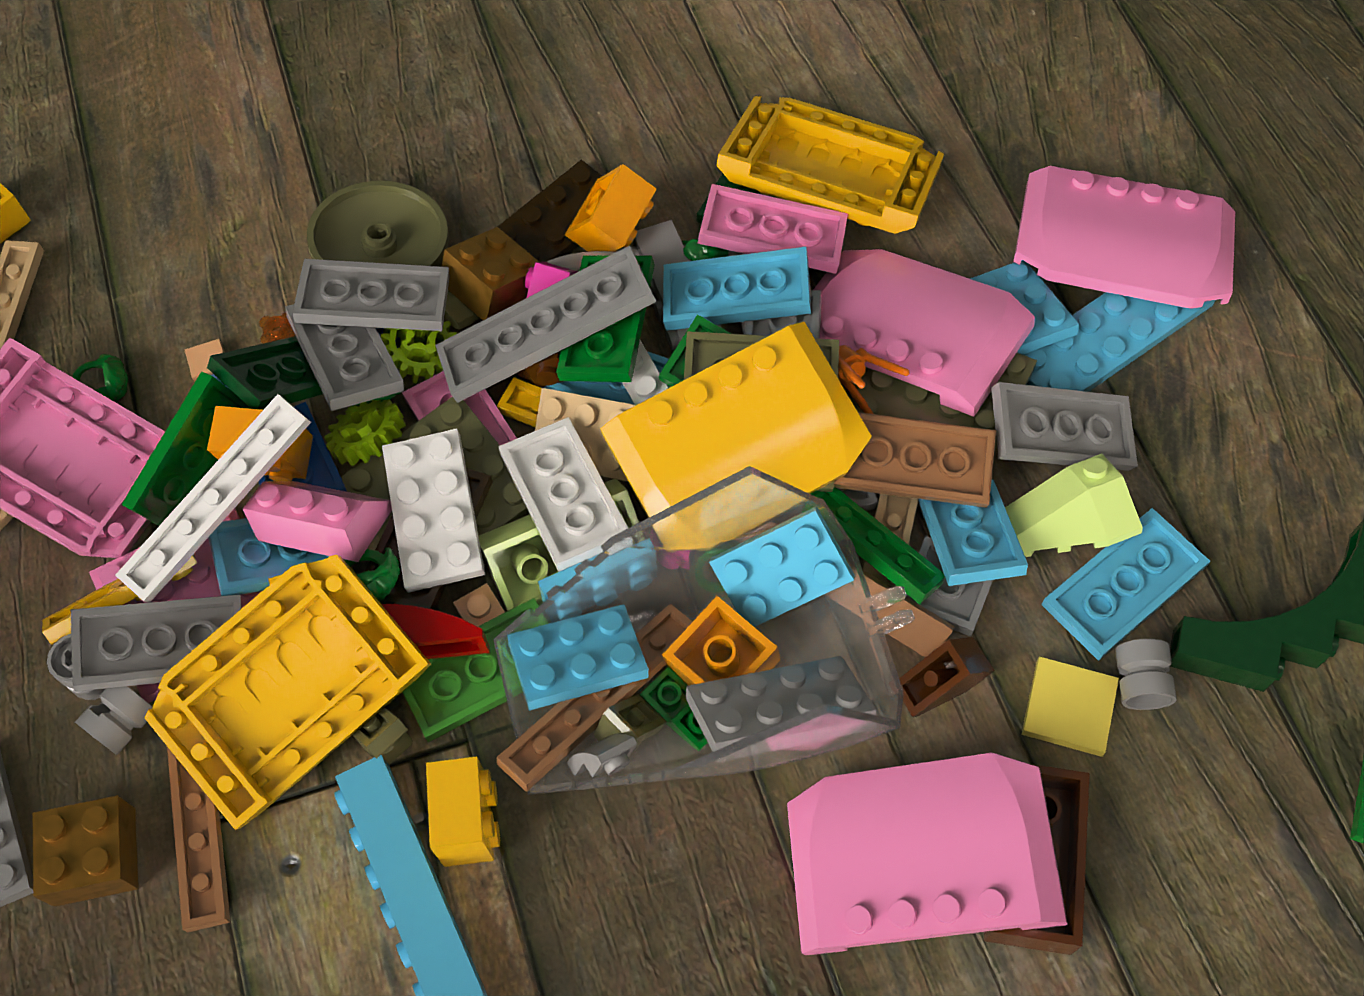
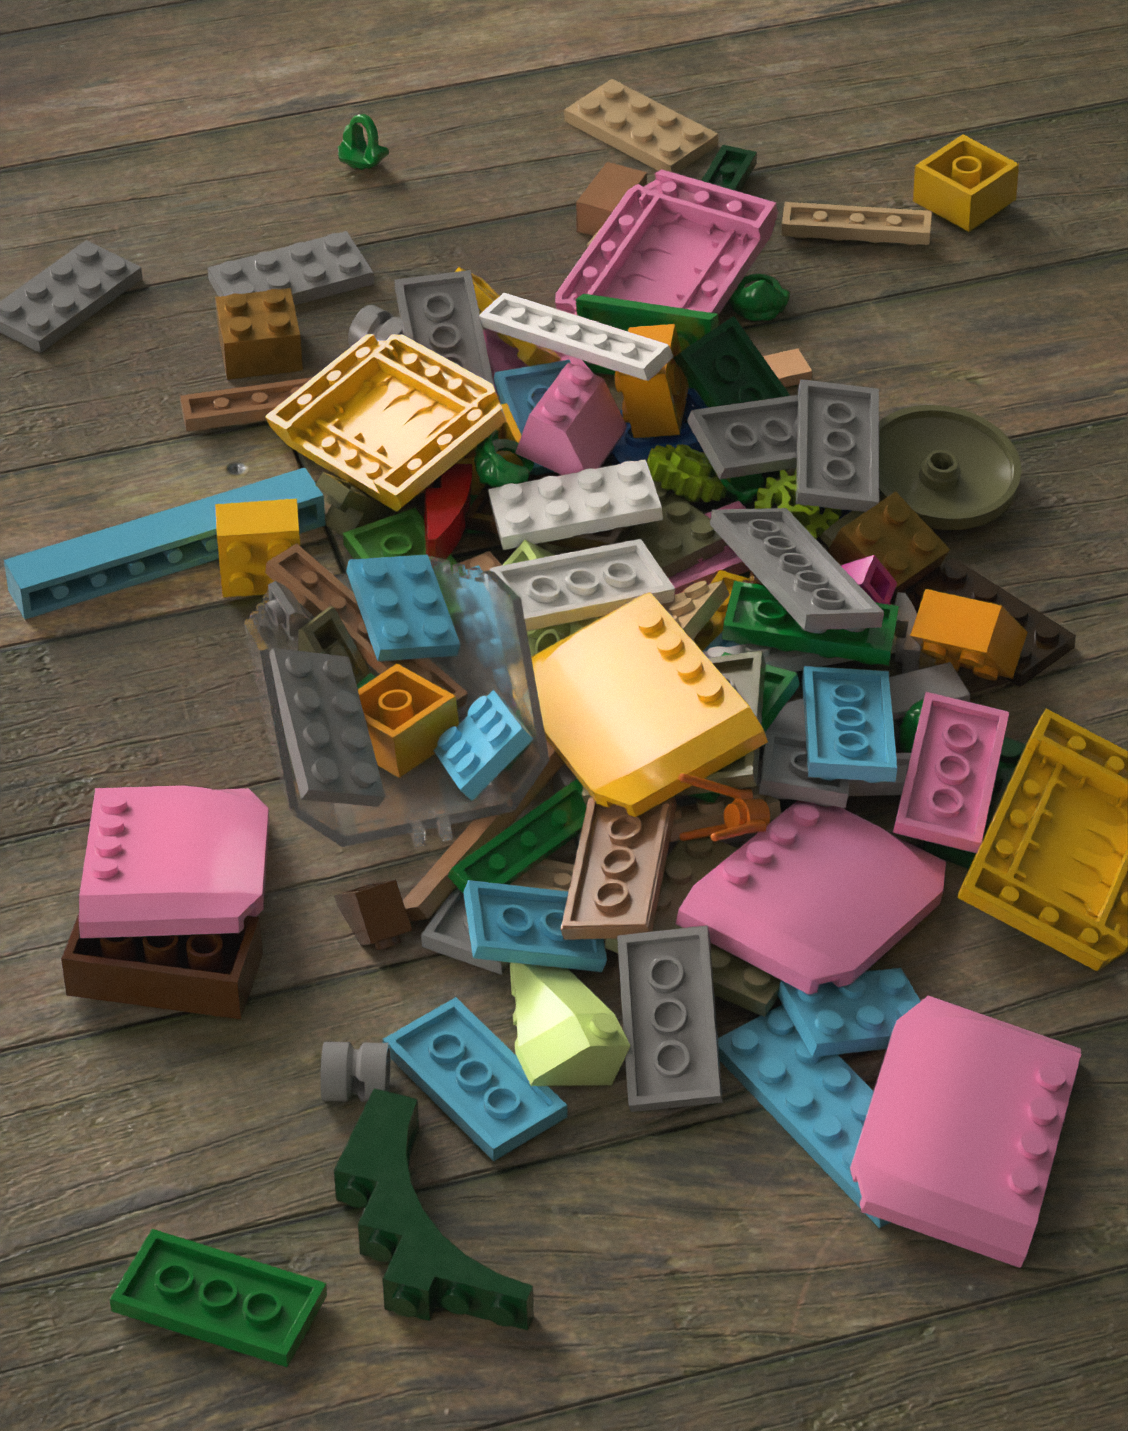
camera: 90 degrees right, 20 degrees down
(1070, 706) = (332, 1013): light yellow tile -> none

